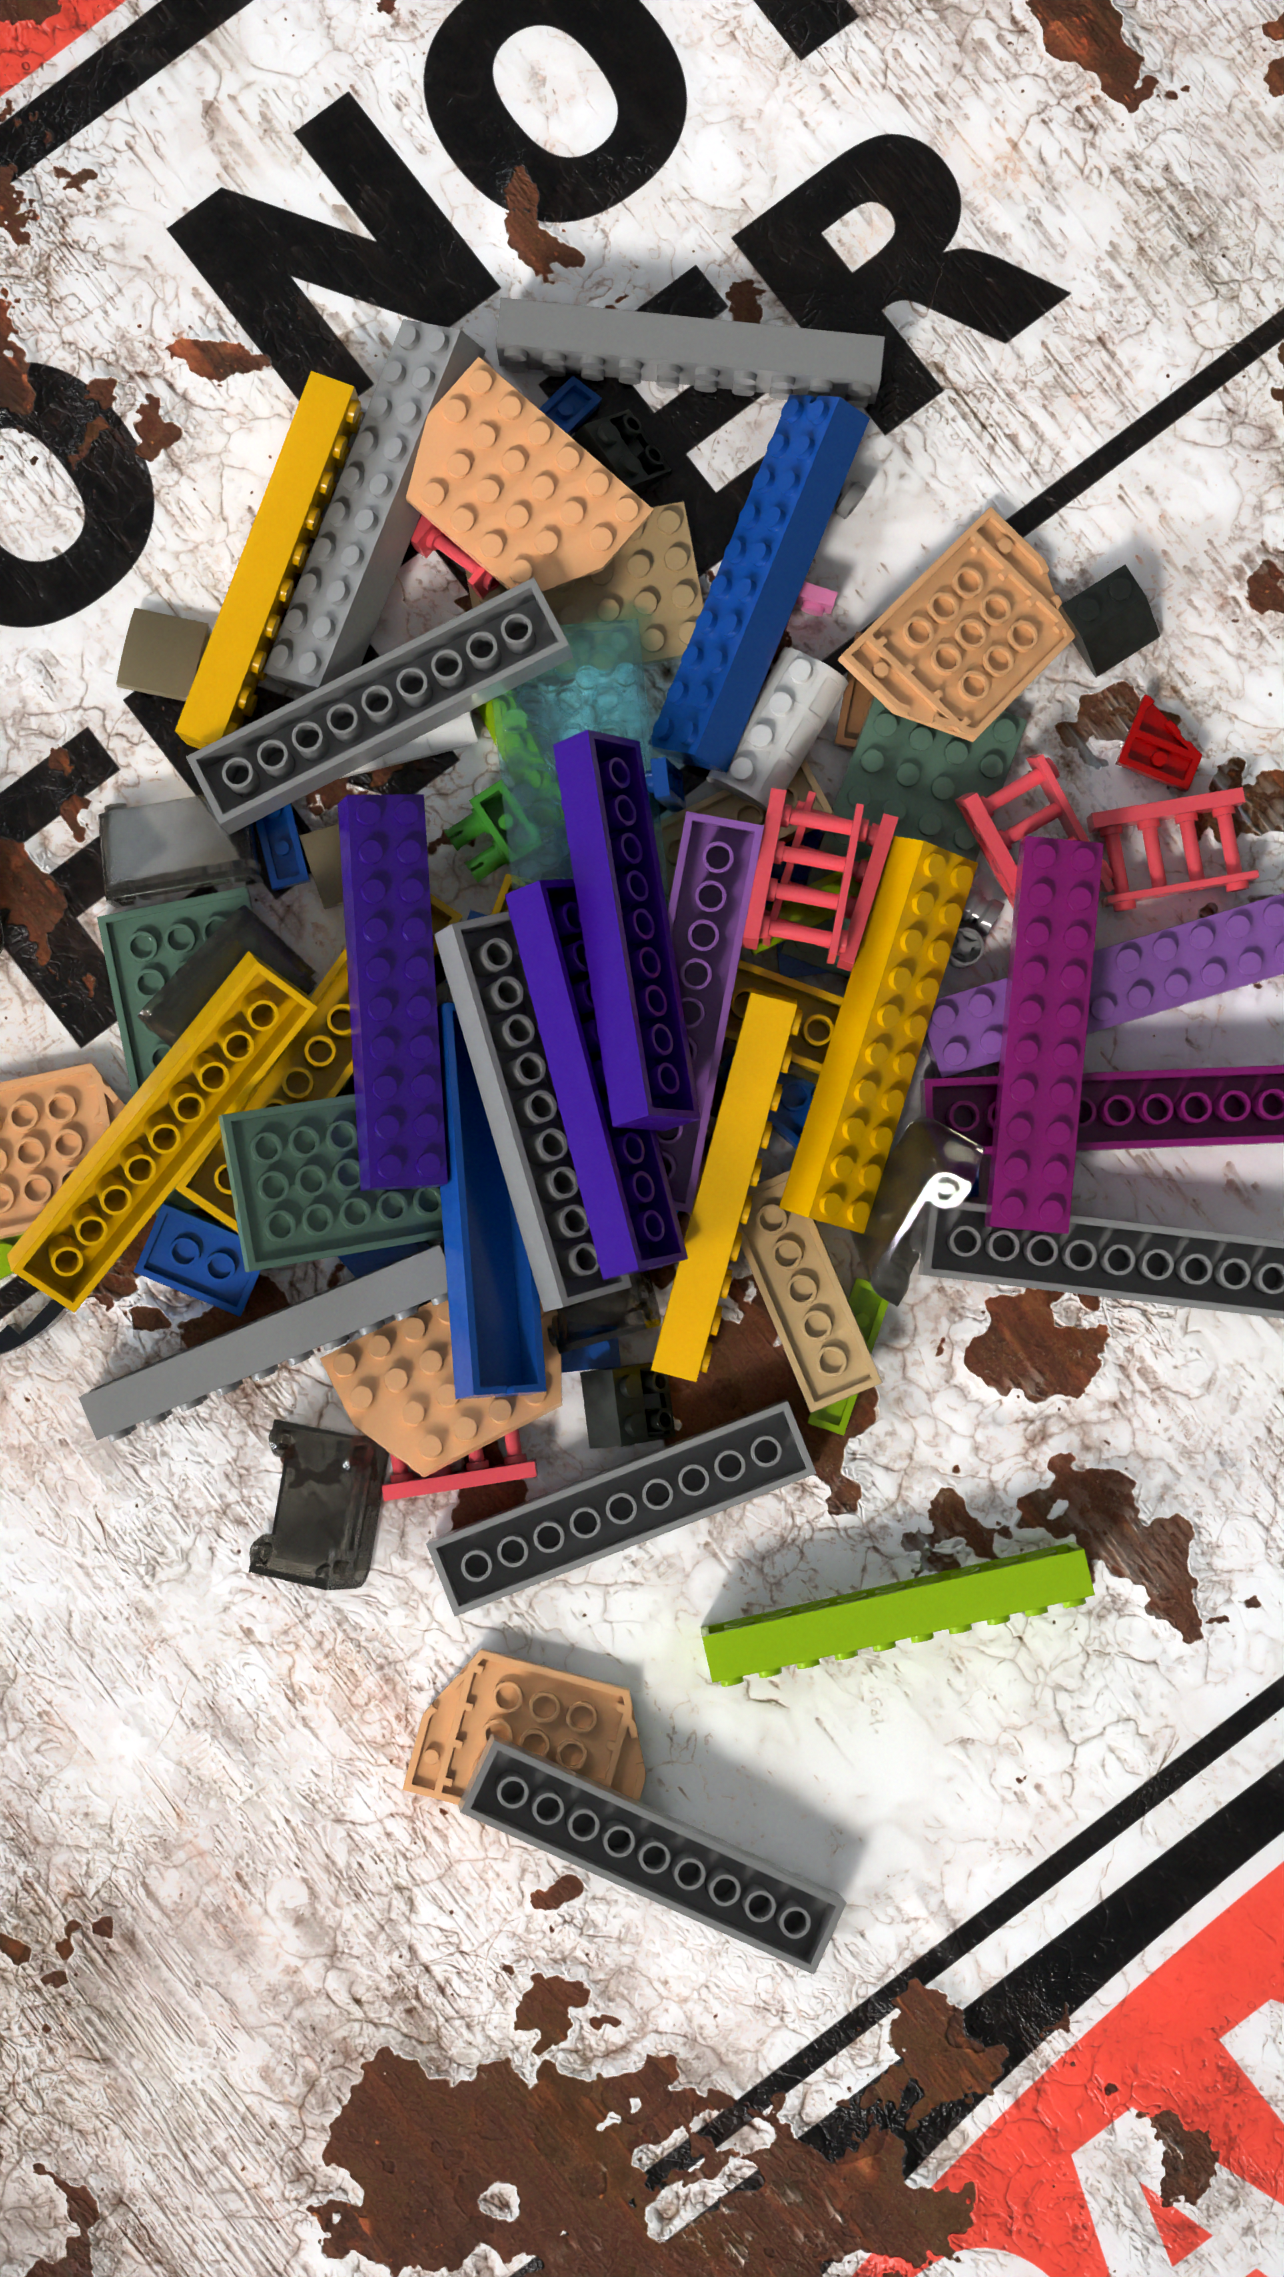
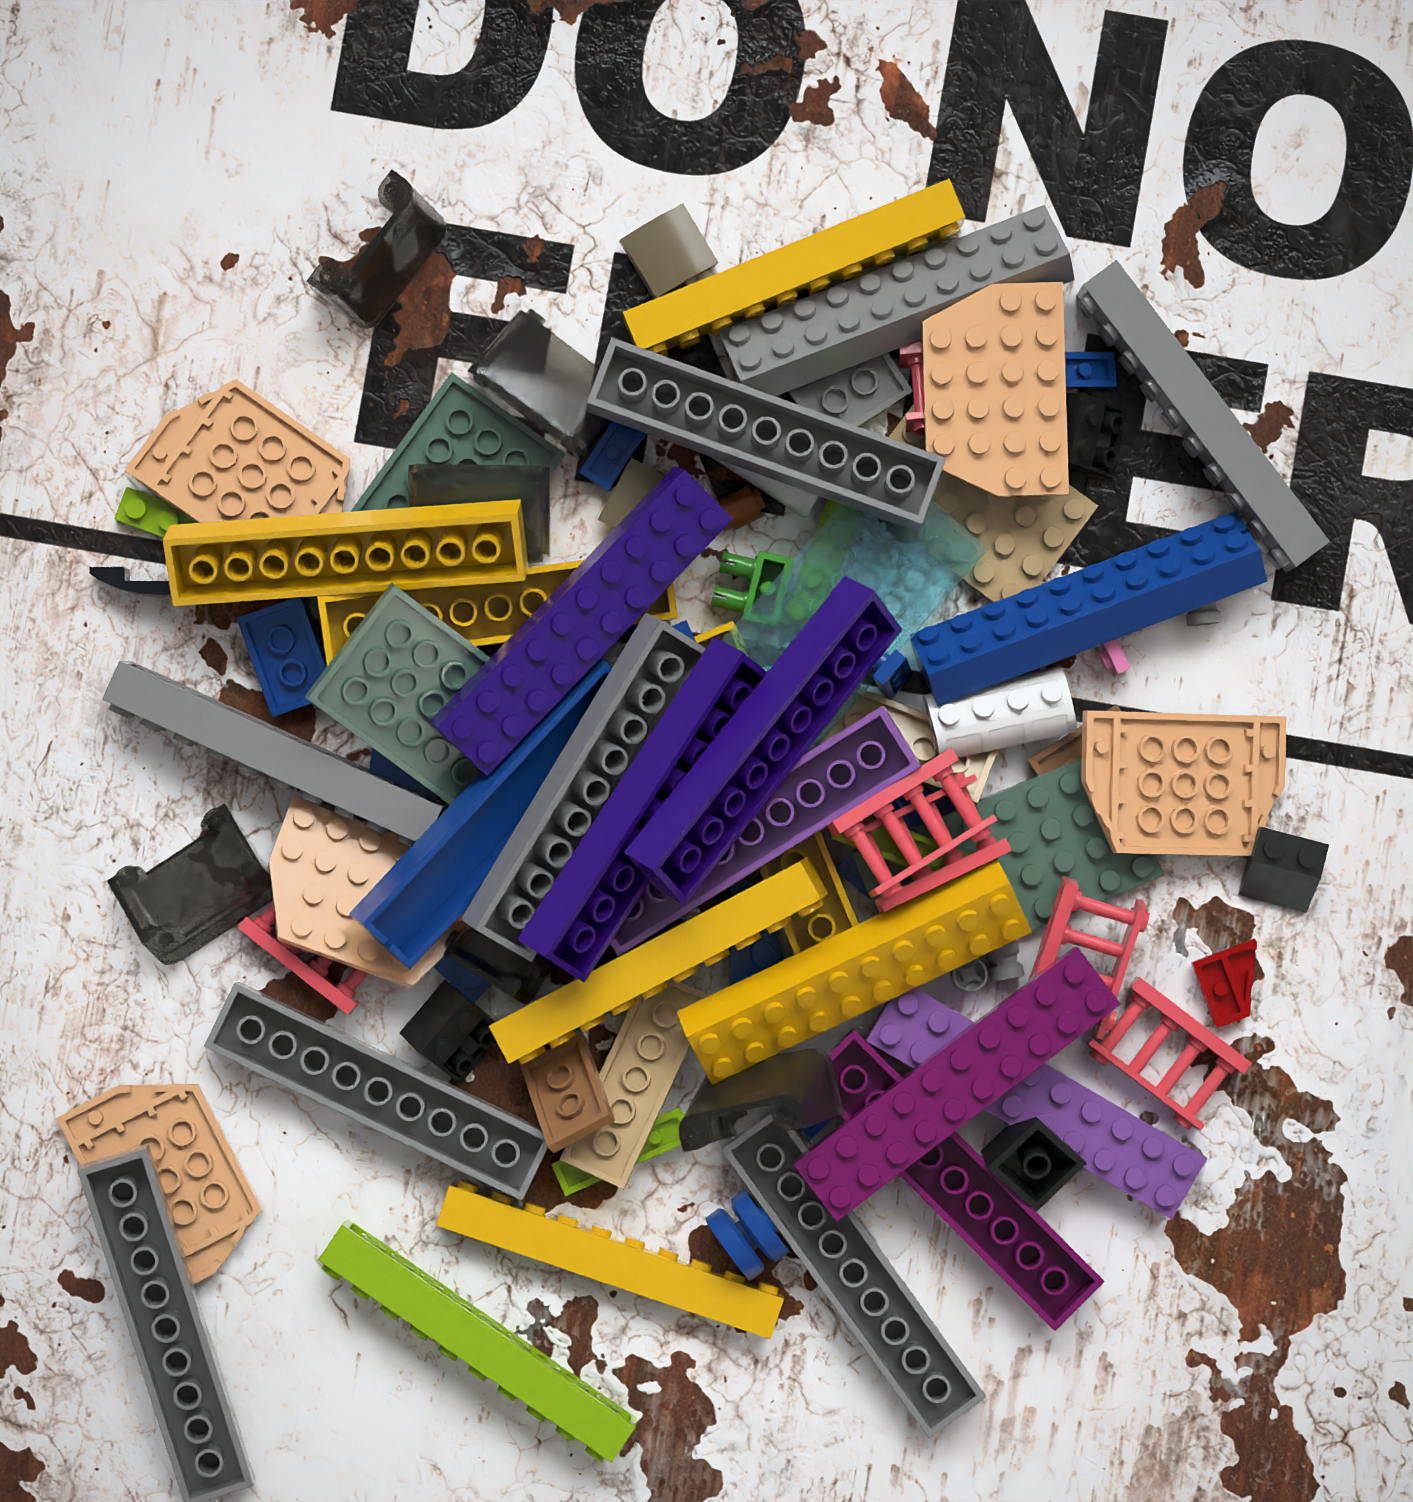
camera: 45 degrees right, 0 degrees up
(414, 605) = (856, 392): none -> light grey plate
(423, 780) = (743, 507): none -> dark orange brick
(763, 1357) = (567, 1093): none -> medium nougat plate
(928, 1445) = (611, 1260): none -> yellow brick
(1010, 1316) = (746, 1235): none -> blue wheel
(1160, 1033) = (1032, 1161): none -> pearl dark grey slope

